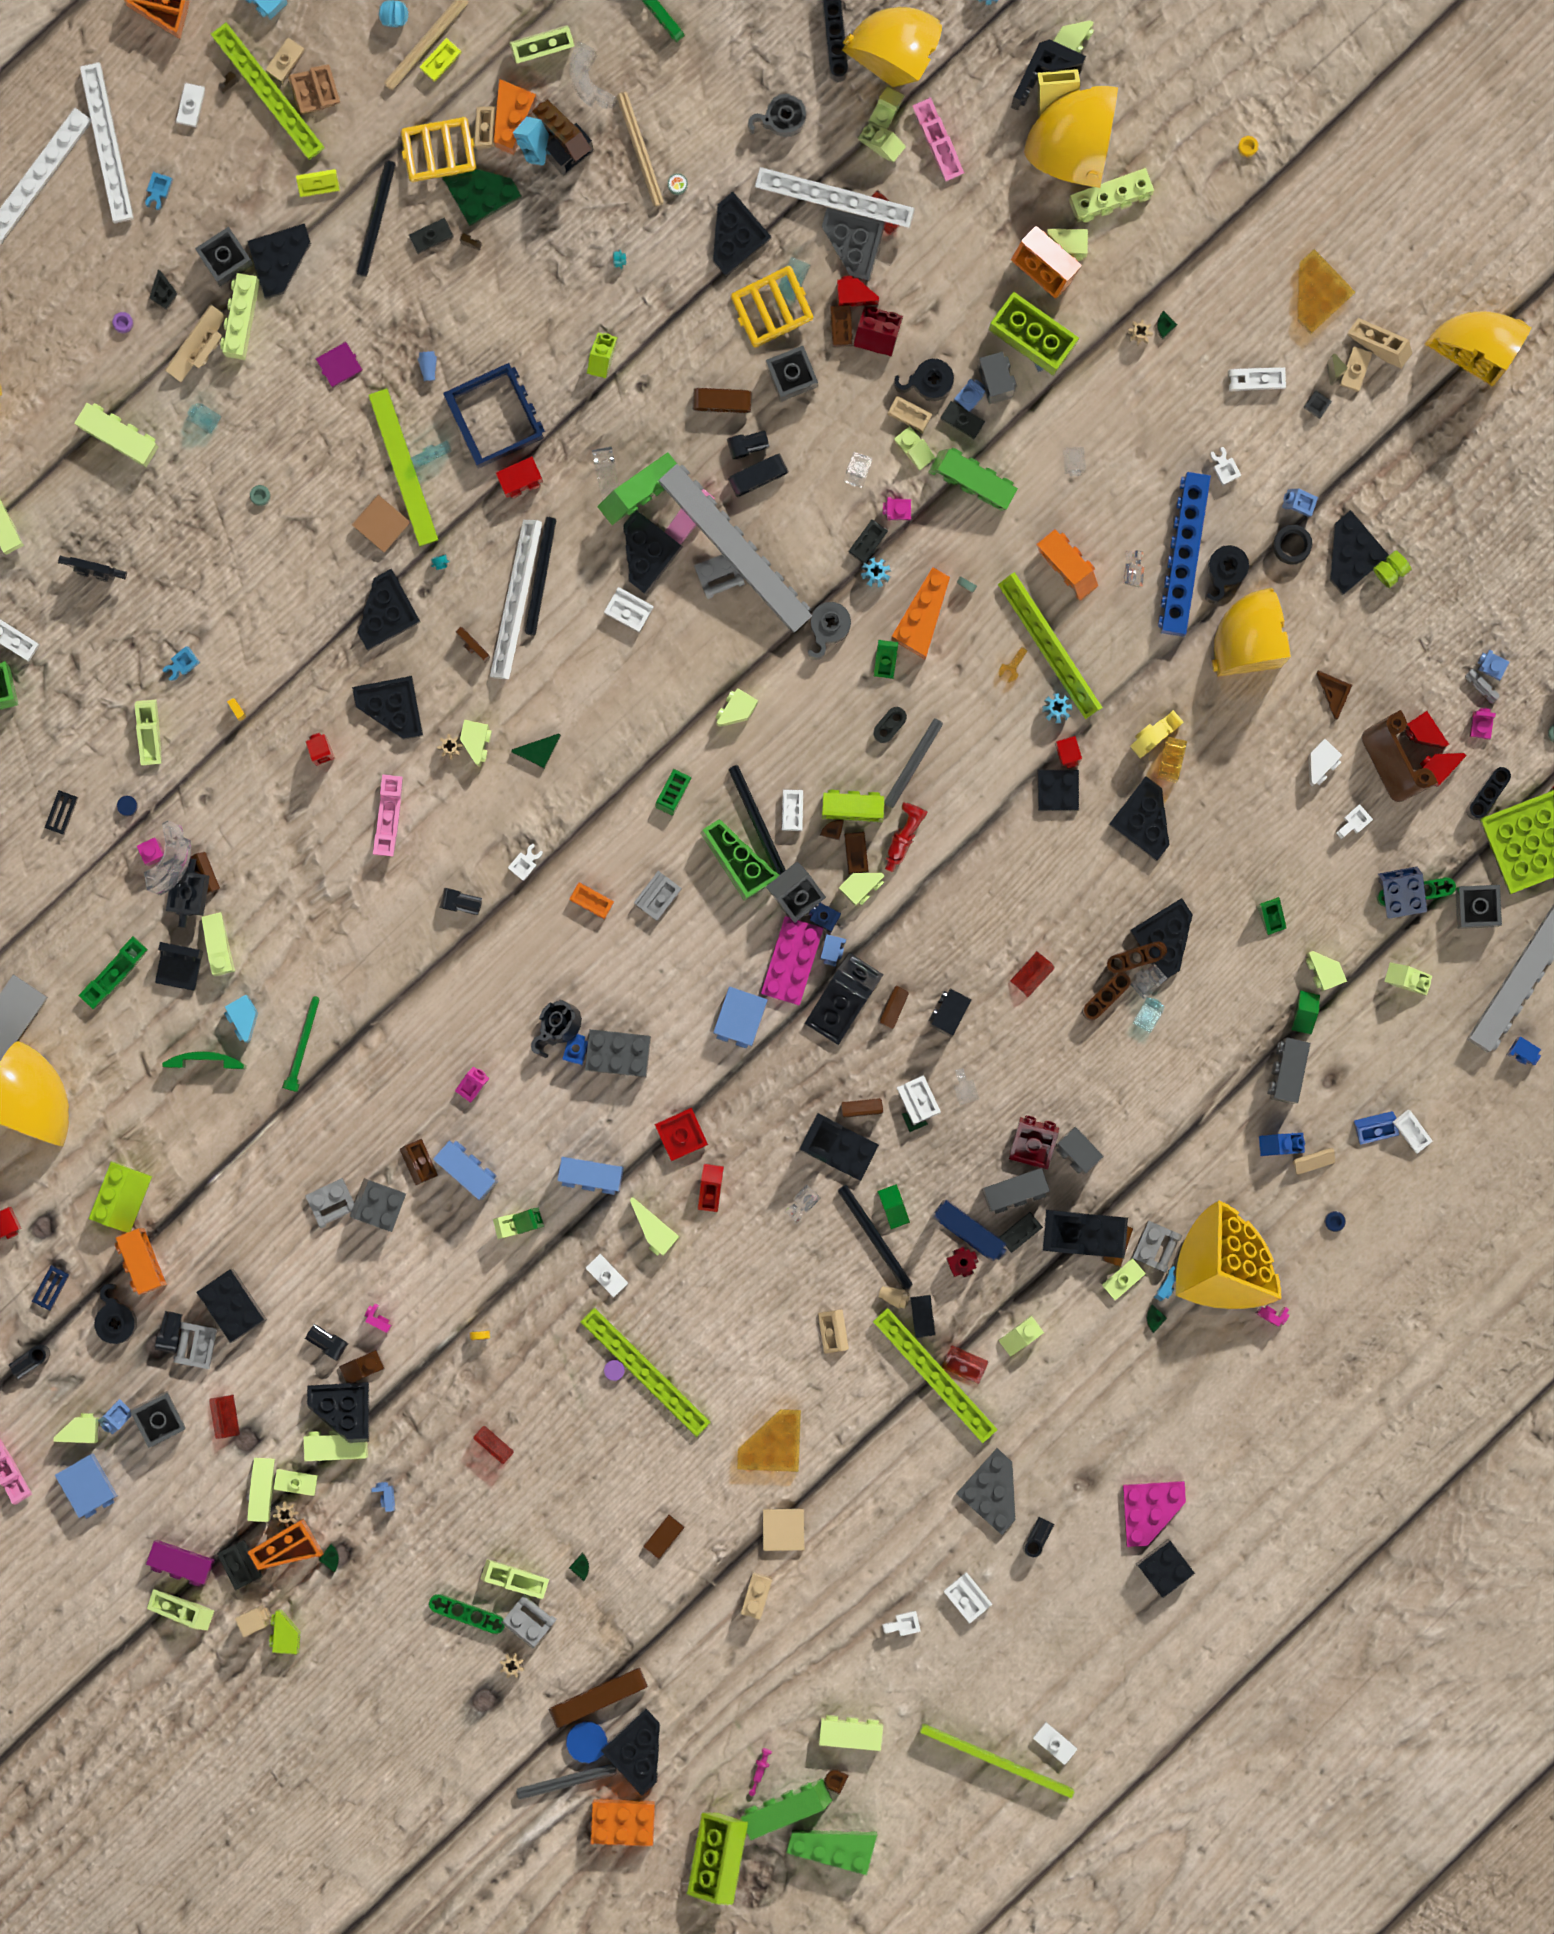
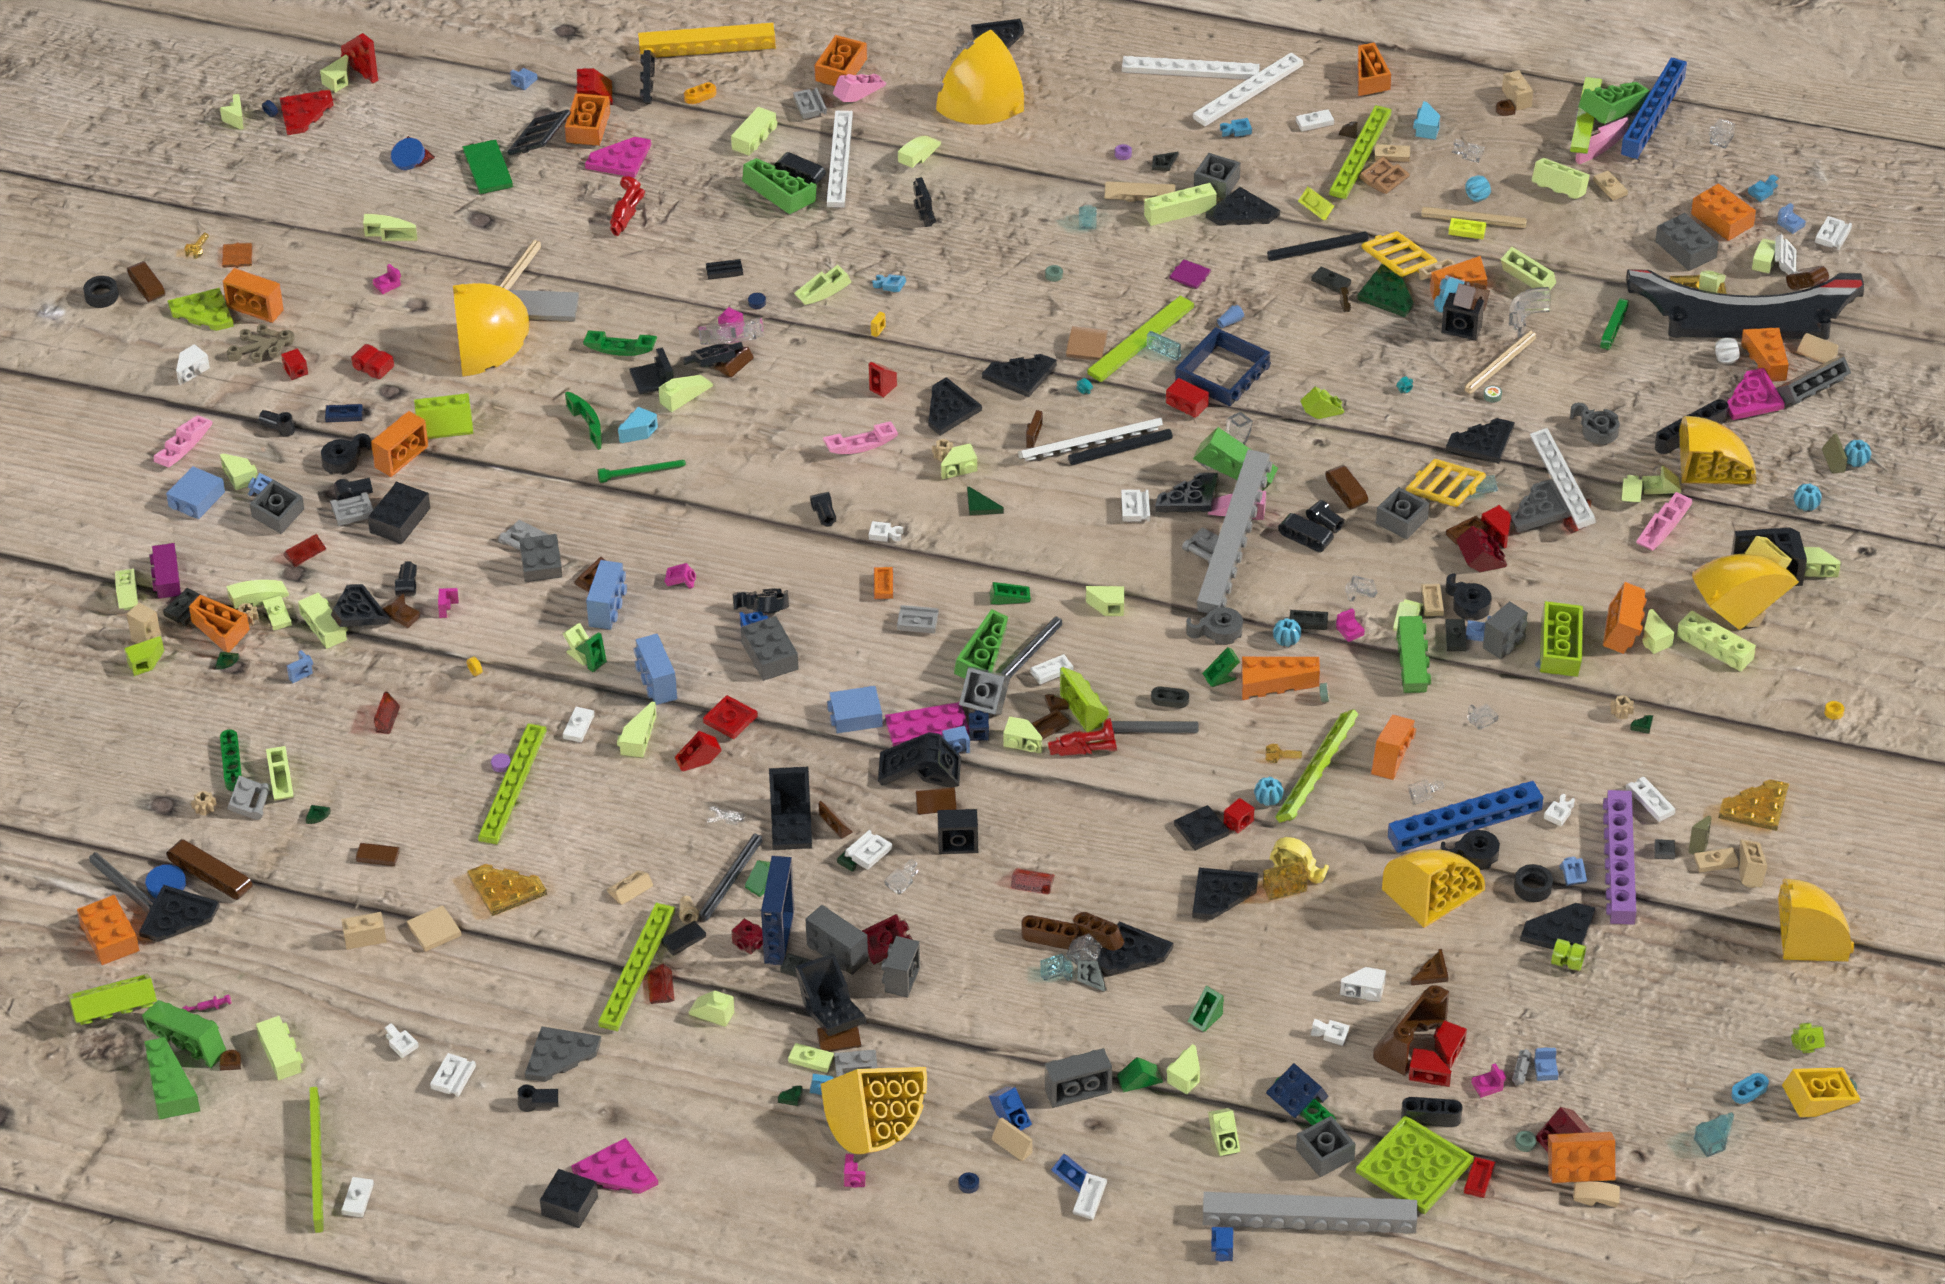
camera: 60 degrees right, 40 degrees down
(117, 435) = (1035, 177): yellowish green brick -> none
(1173, 988) = (1090, 973): none -> pearl dark grey piece
(1305, 440) = (1620, 857): none -> medium lavender brick

